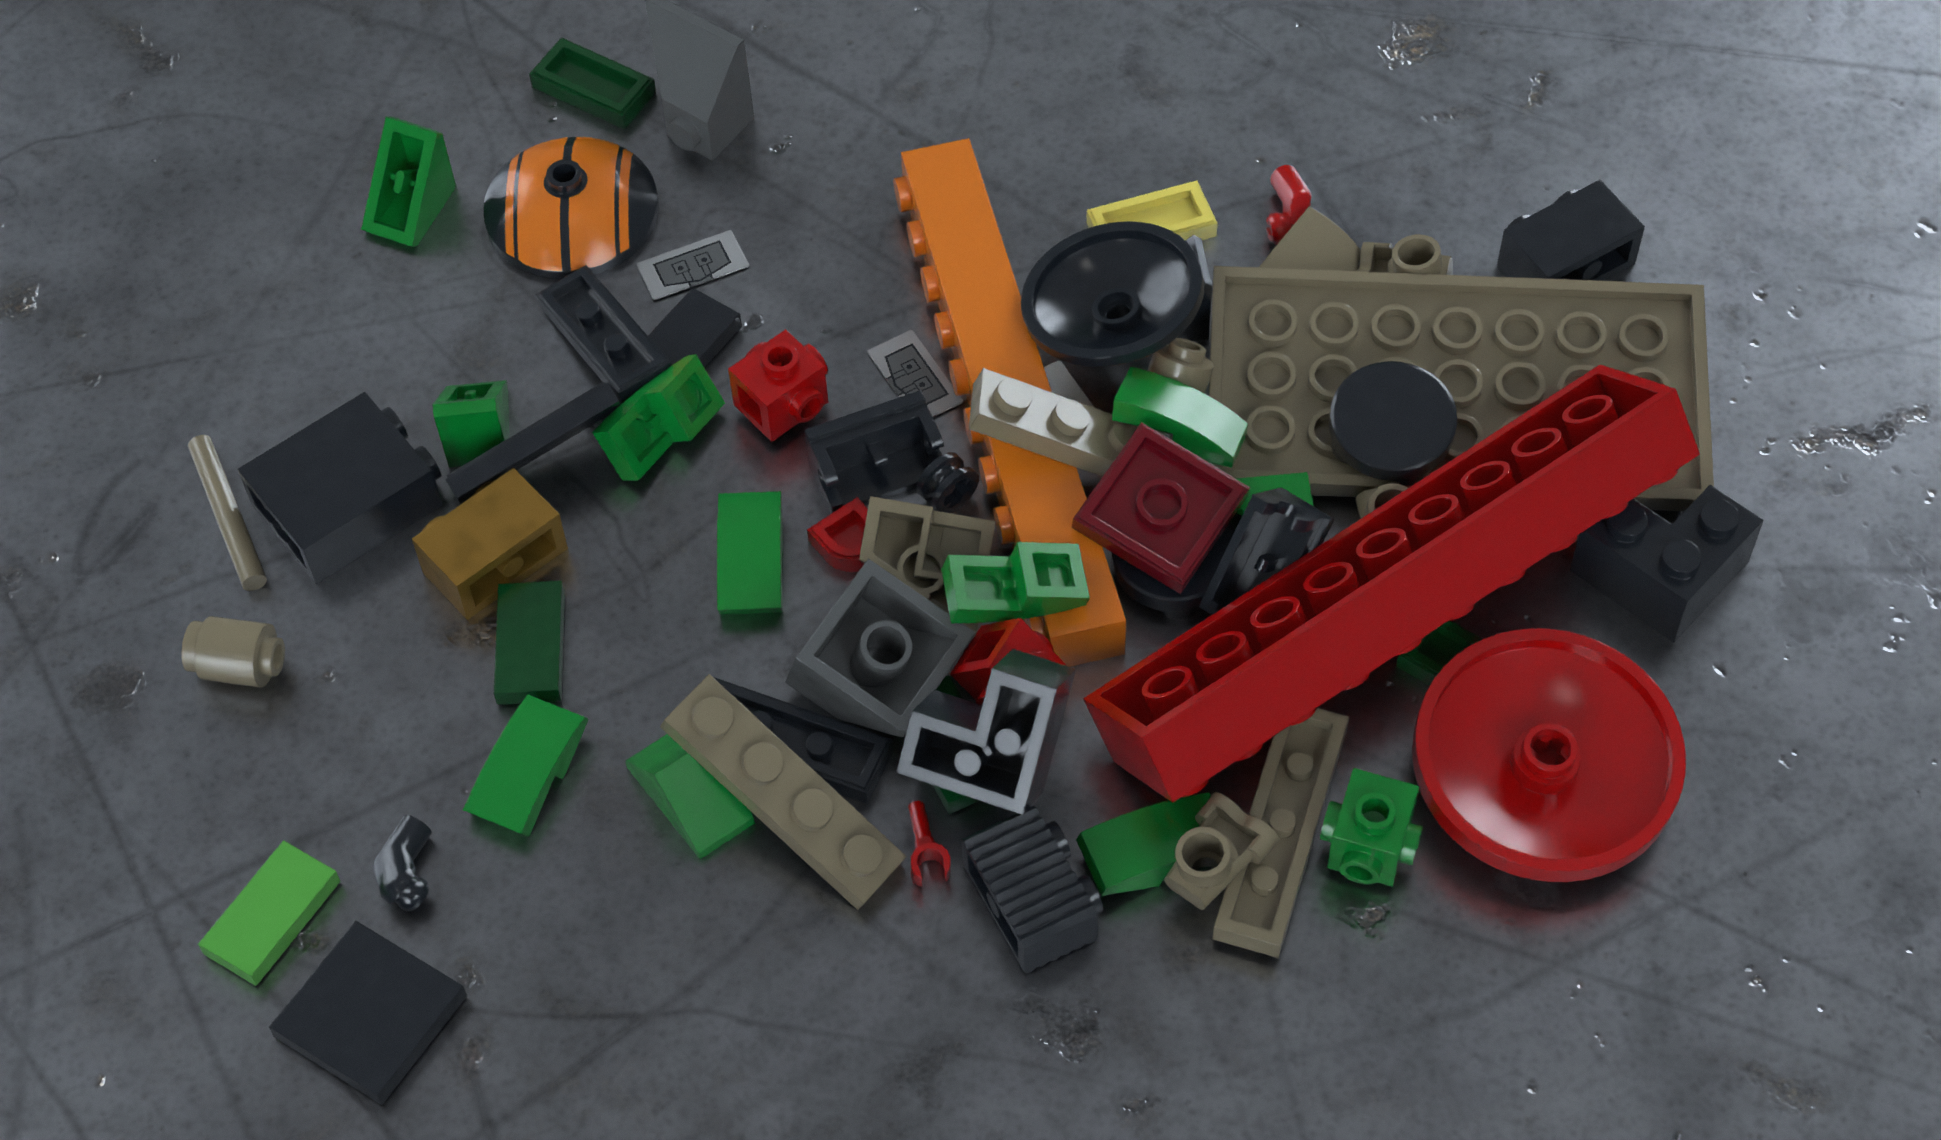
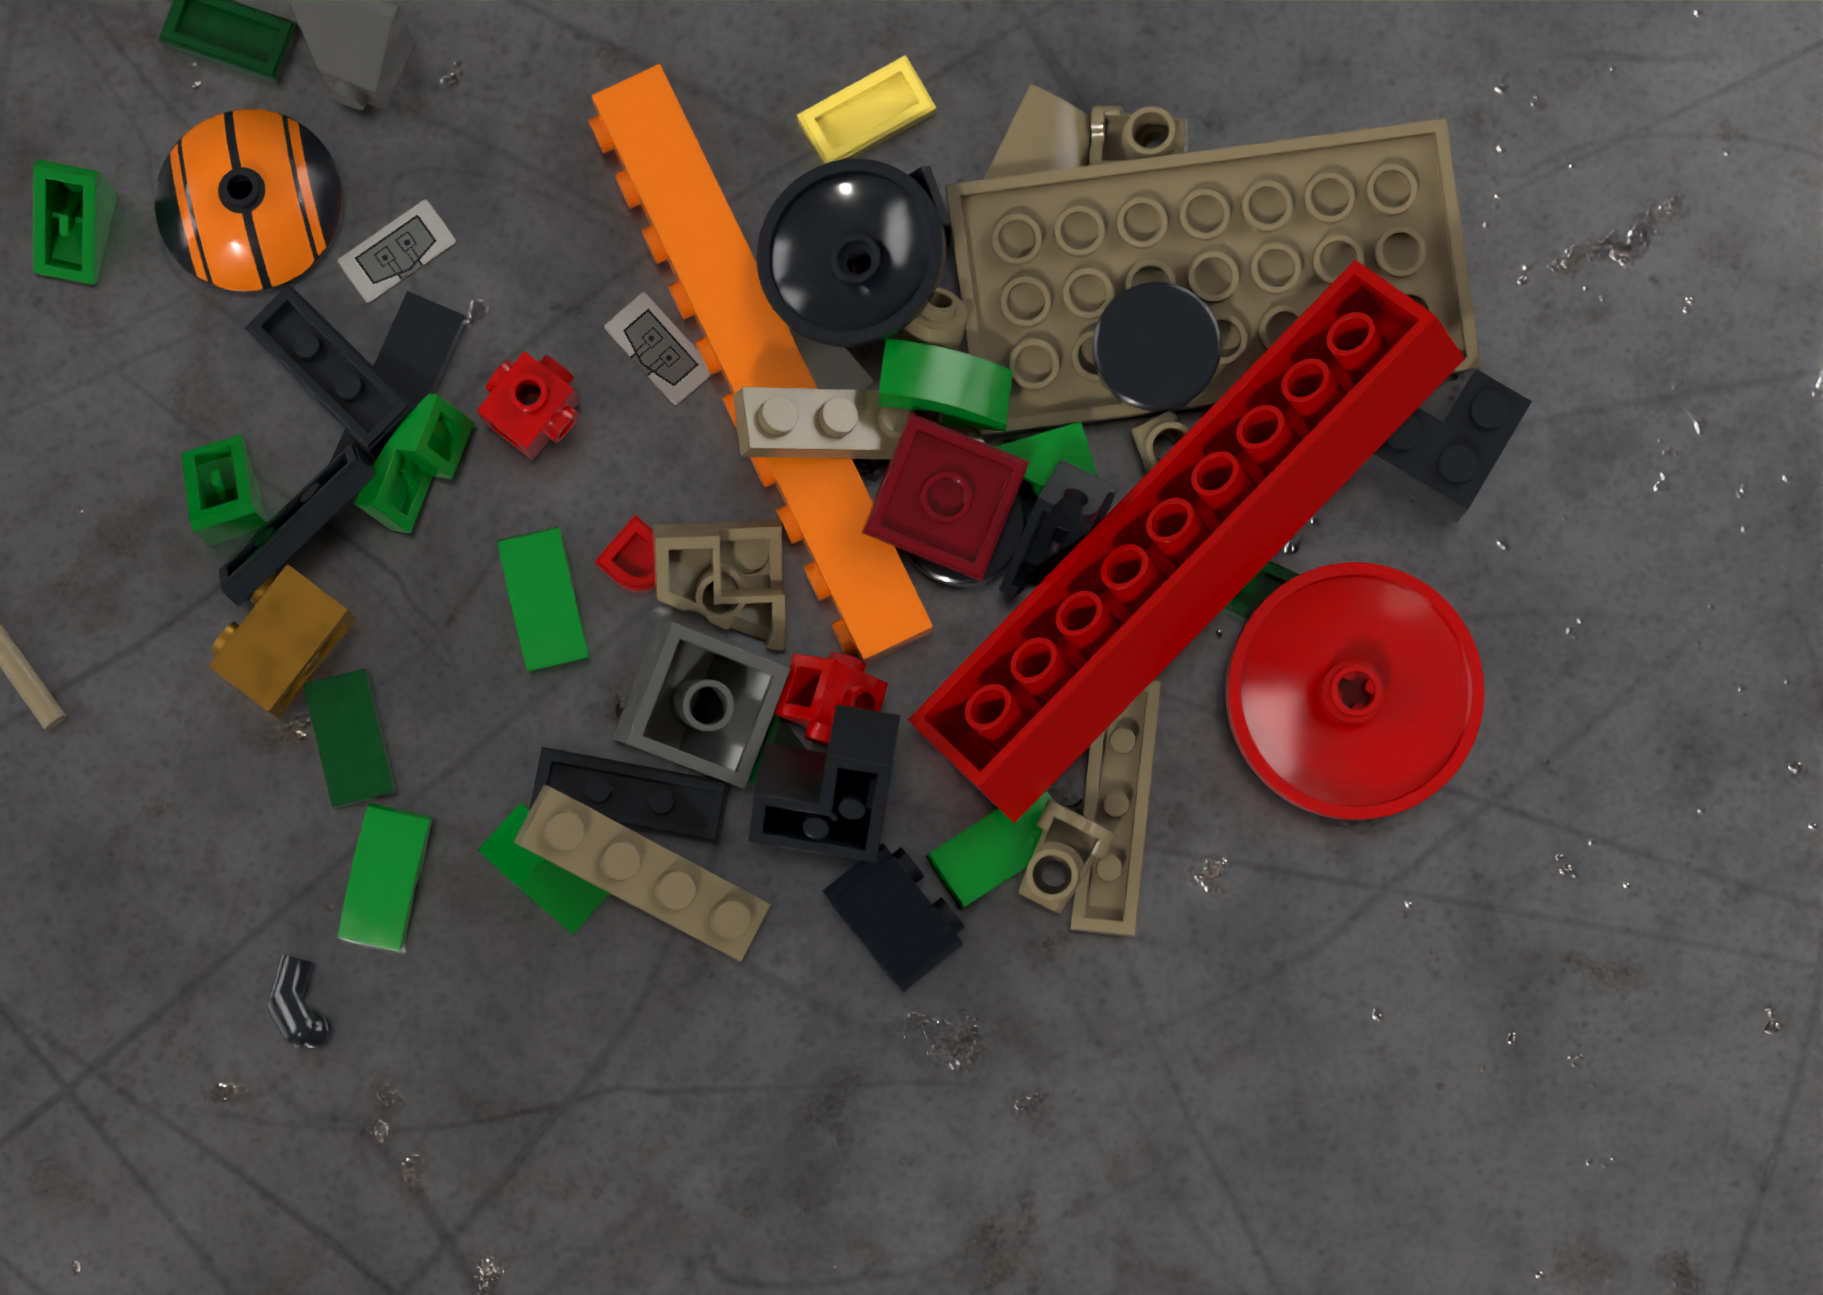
camera: 15 degrees left, 25 degrees up
(233, 651) = (62, 812): dark tan brick -> none
(269, 913) = (183, 1075): bright green tile -> none
(342, 486) = (114, 602): black brick -> none
(368, 1012) = (306, 1156): black tile -> none
(873, 451) = (644, 463): black hinge -> none
(925, 844) = (783, 883): red hand -> none
(947, 483) = (723, 484): black bush -> none
(1027, 584) = (819, 612): green slope -> none
(1294, 198) = (1013, 67): red arm -> none
(1372, 828) = (1205, 778): green brick -> none
(1576, 238) = (1303, 74): black brick -> none

